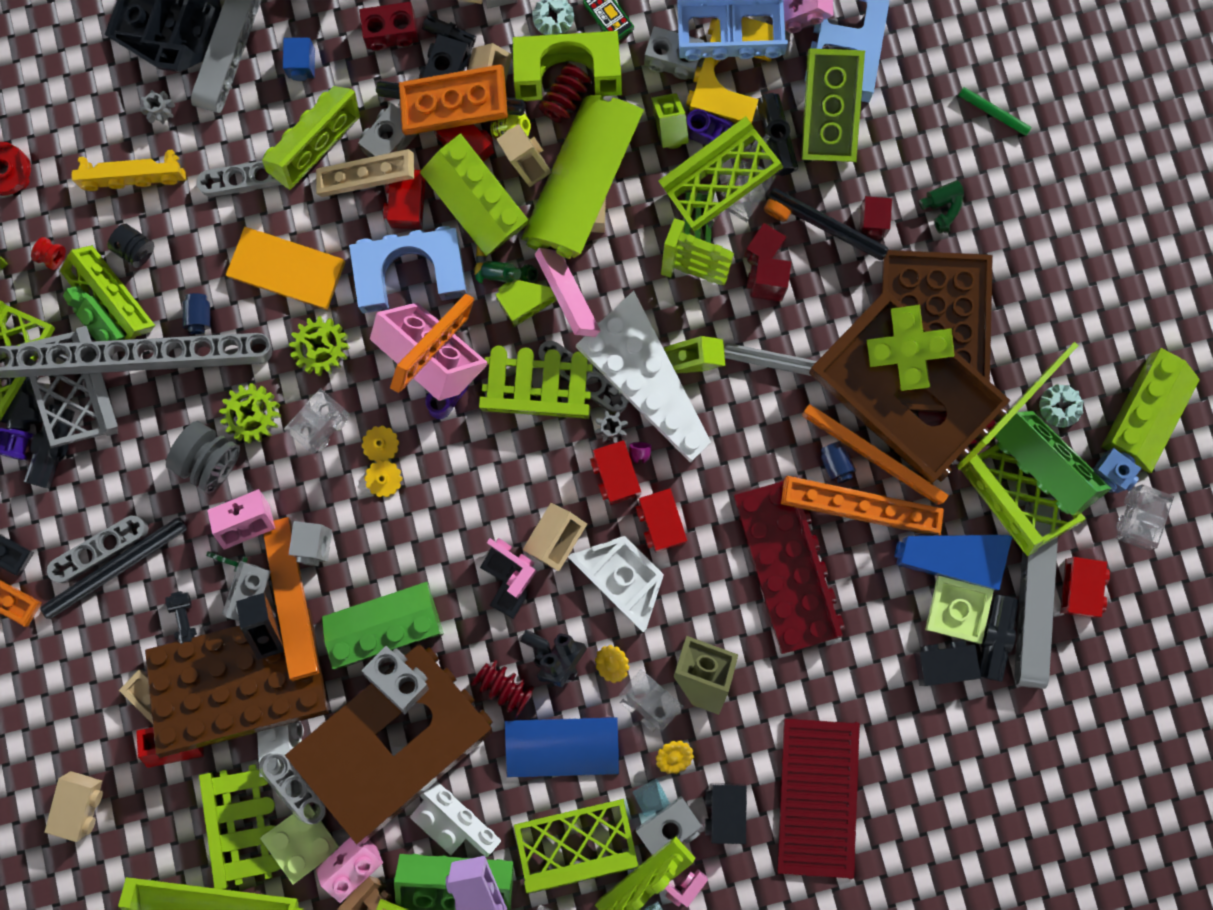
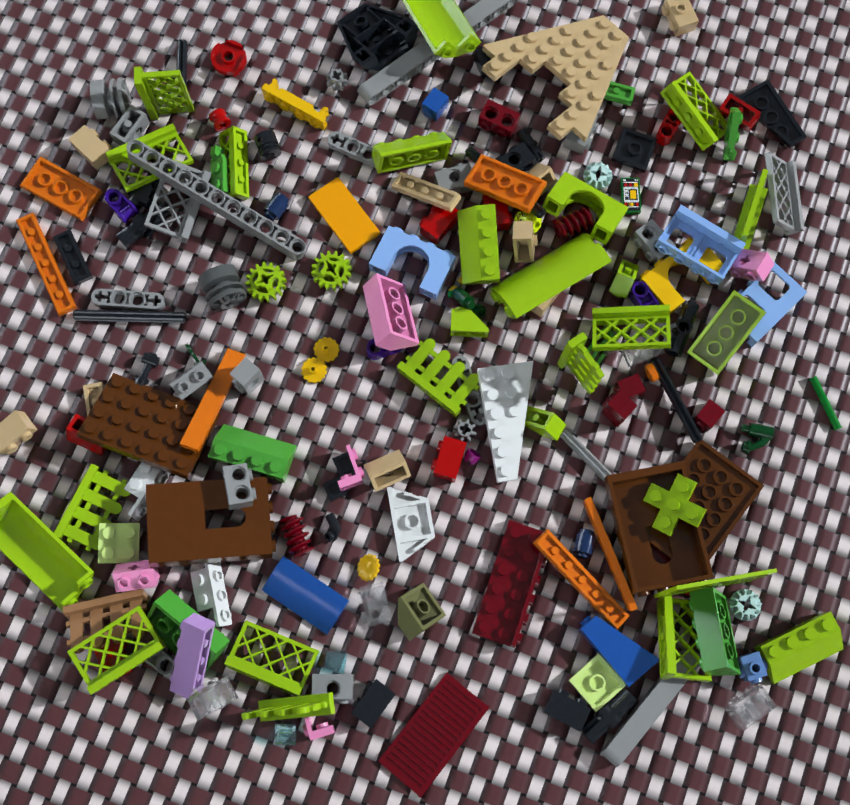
camera: 30 degrees right, 5 degrees down
(241, 519) = (218, 337): bright pink brick -> none
(260, 626) = (184, 402): black brick -> none
(301, 798) = (140, 516): light grey beam -> none
(317, 422) = (299, 312): clear brick -> none
(431, 343) = (394, 309): orange tile -> none
(562, 661) = (337, 546): black hips -> none
(567, 293) = (493, 336): bright pink tile -> none
(662, 521) = (456, 504): red brick -> none
(674, 757) = (365, 648): yellow piece -> none
(1084, 587) = (683, 723): red brick -> none

